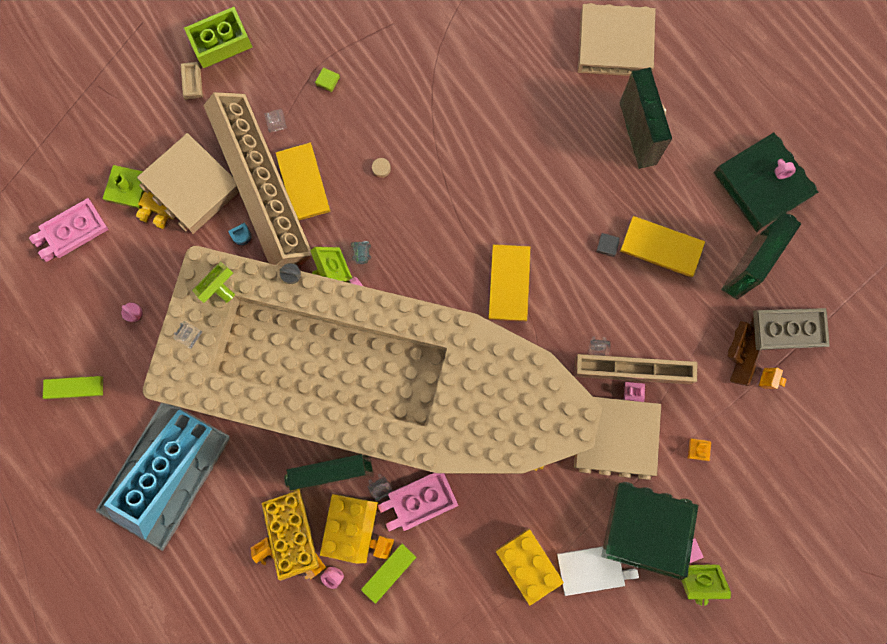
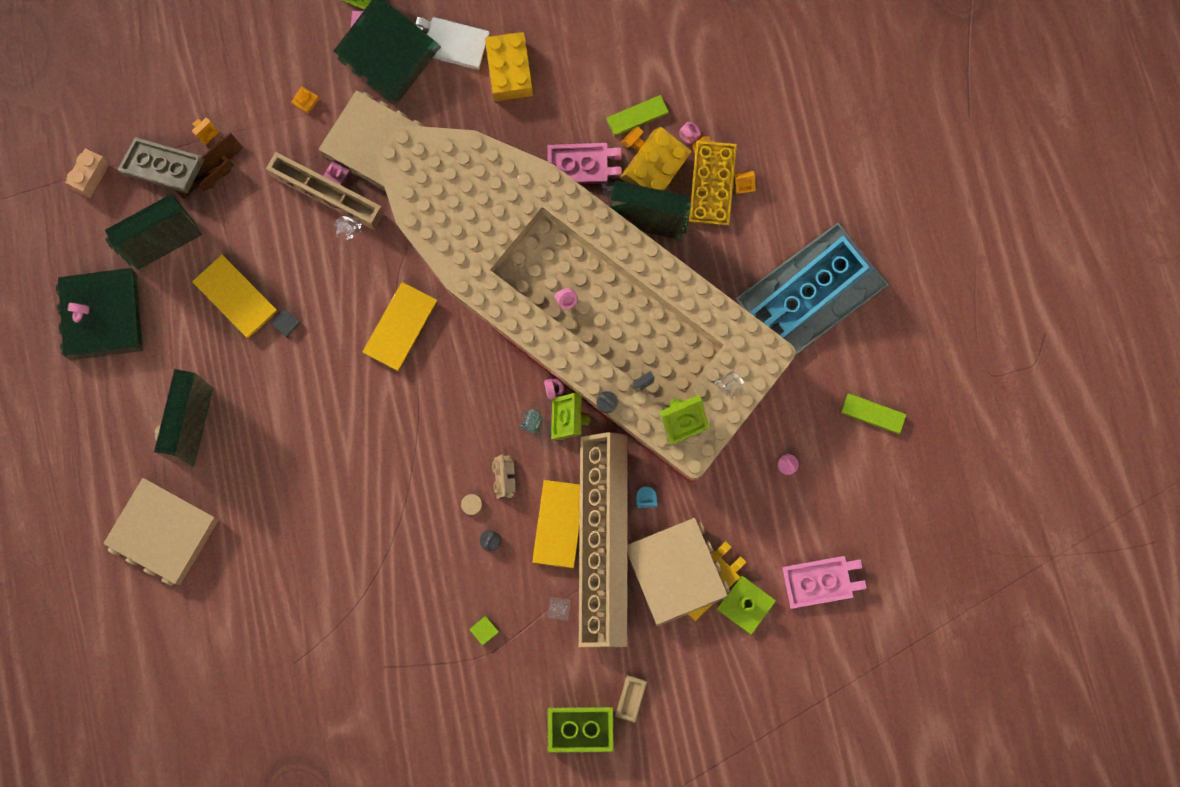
camera: 160 degrees left, 0 degrees up
(264, 302) = (643, 382): none -> dark grey tile
(353, 147) = (490, 540): none -> dark grey tile
(359, 193) = (503, 485): none -> tan hinge
(370, 356) = (566, 298): none -> bright pink tile
(850, 293) = (87, 173): none -> light nougat brick

